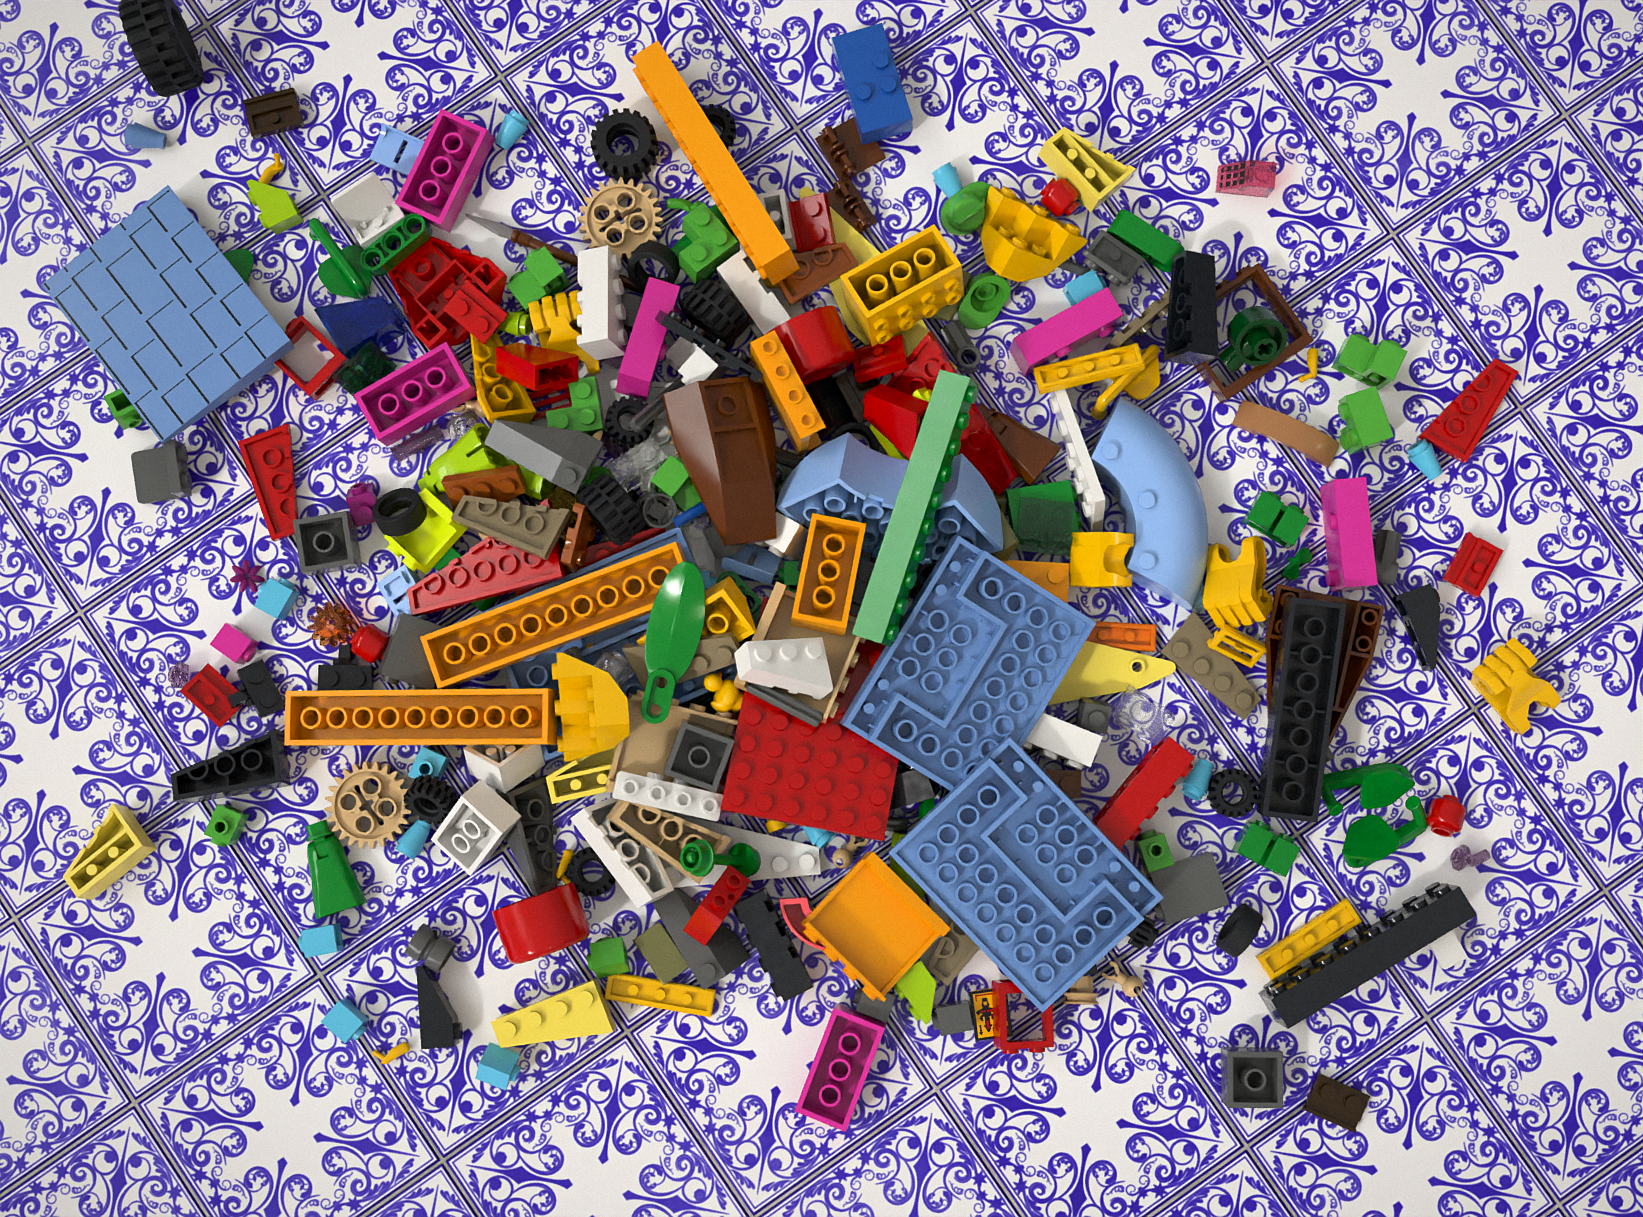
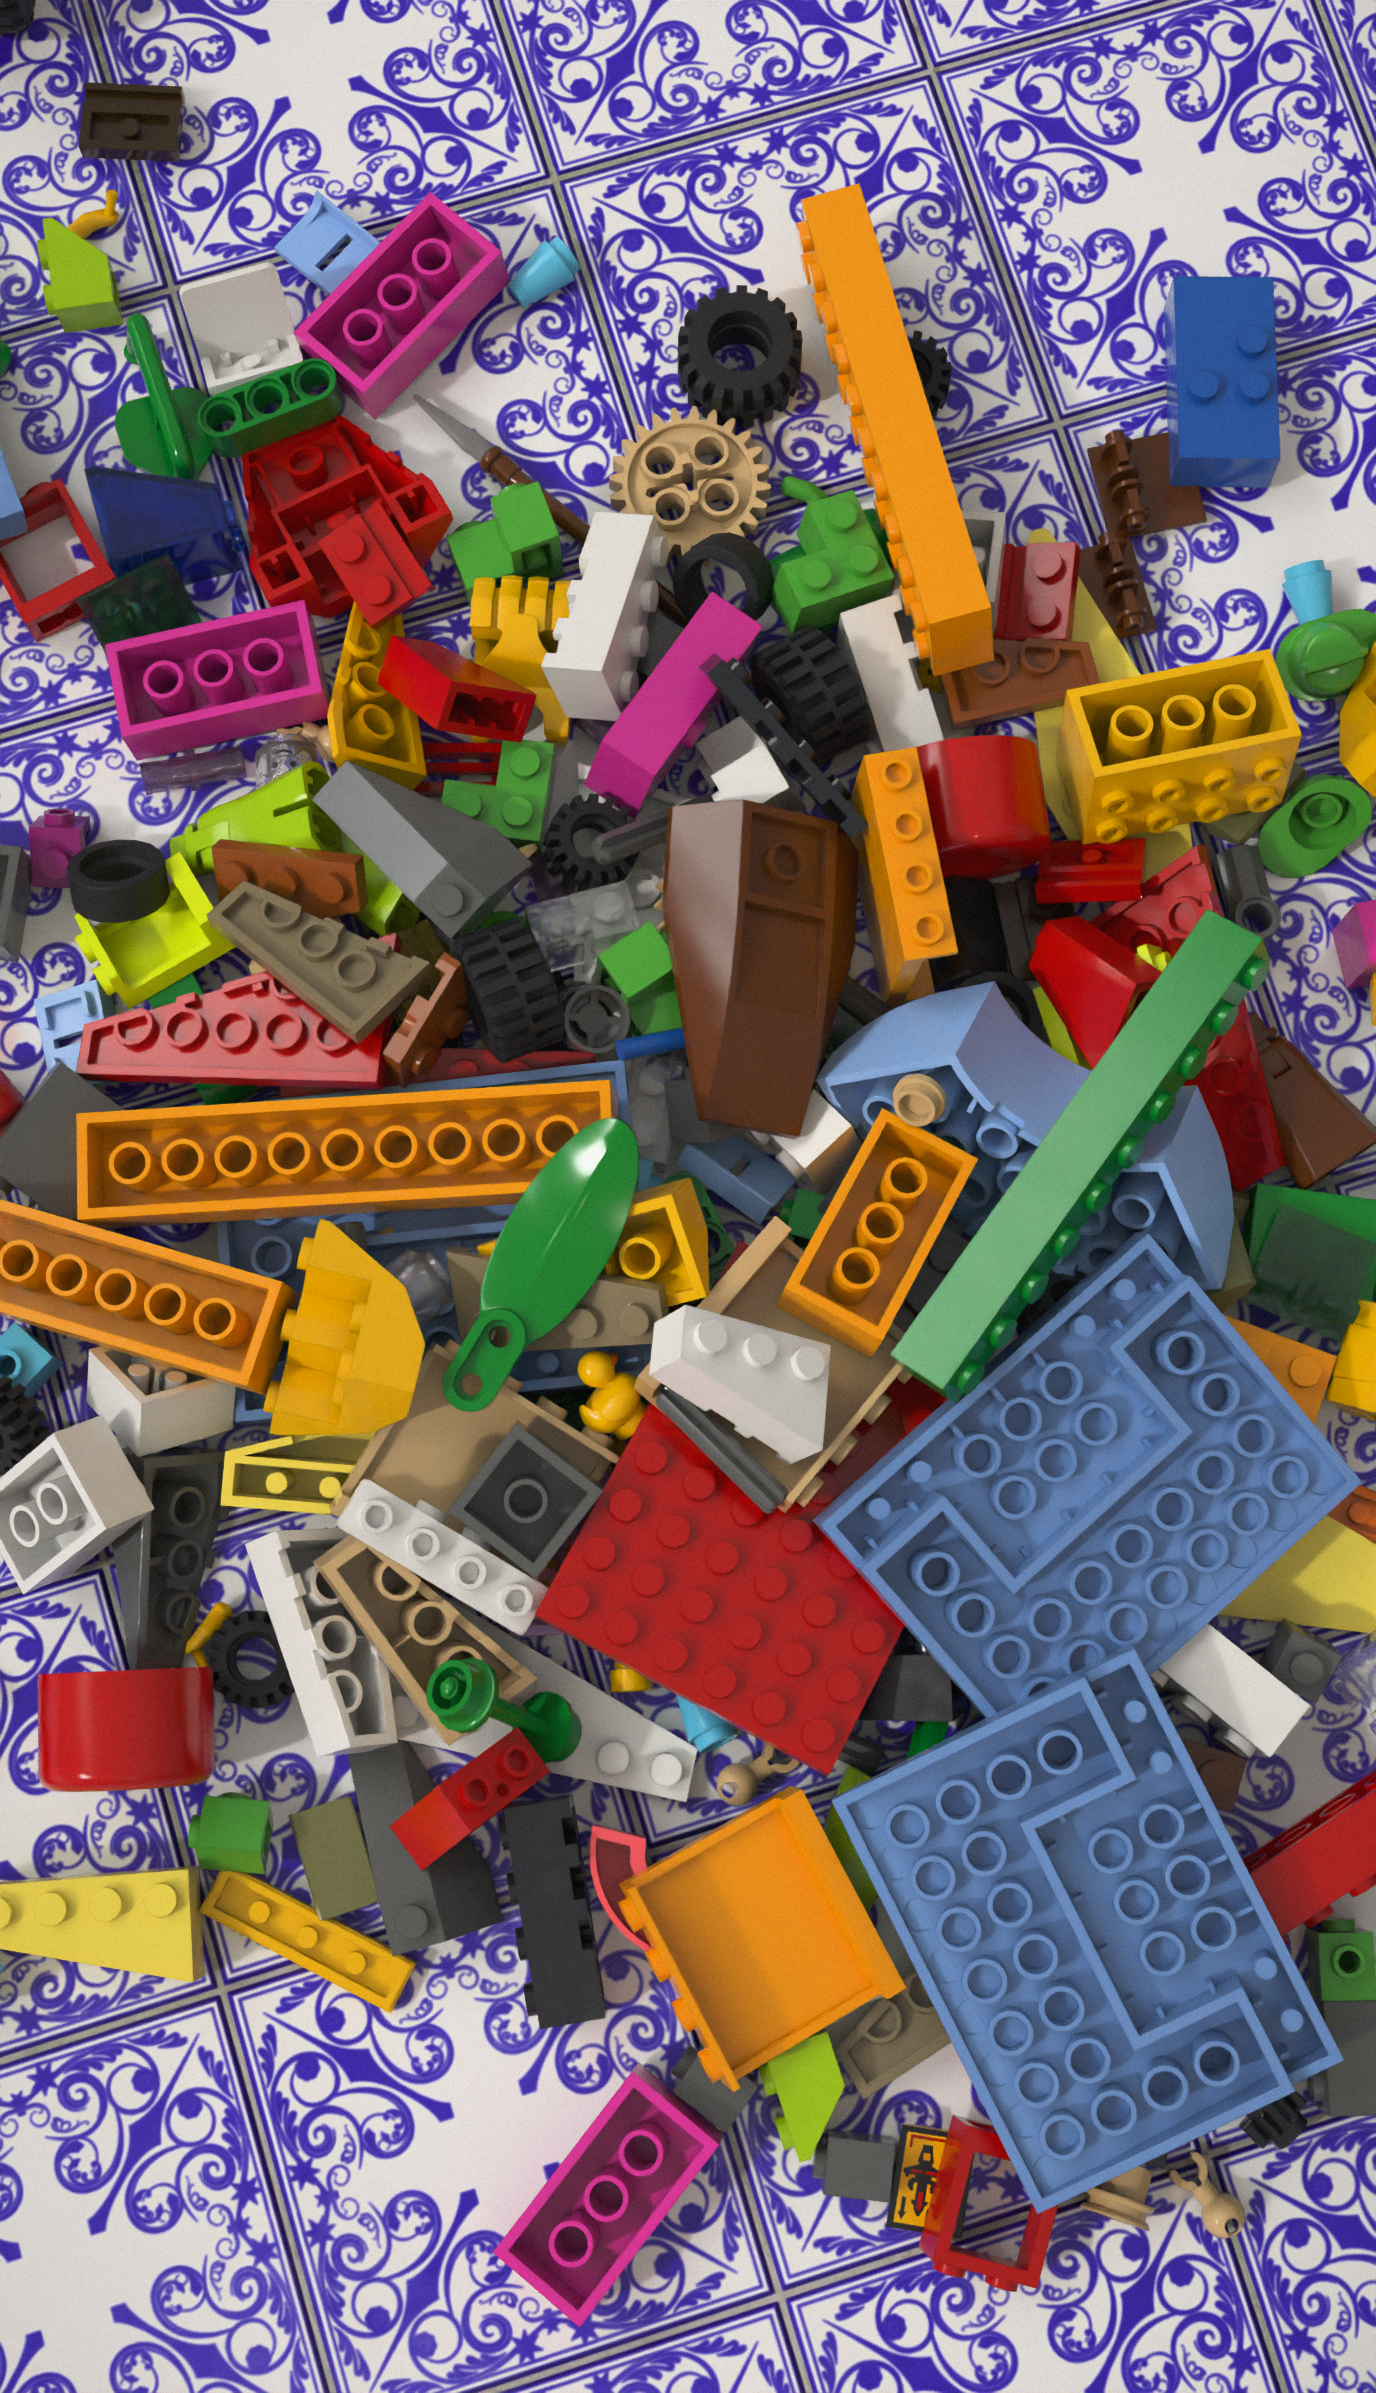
camera: 15 degrees right, 5 degrees down
(517, 324) = (443, 613): lime cone -> none
(828, 504) = (919, 1099): none -> tan plate

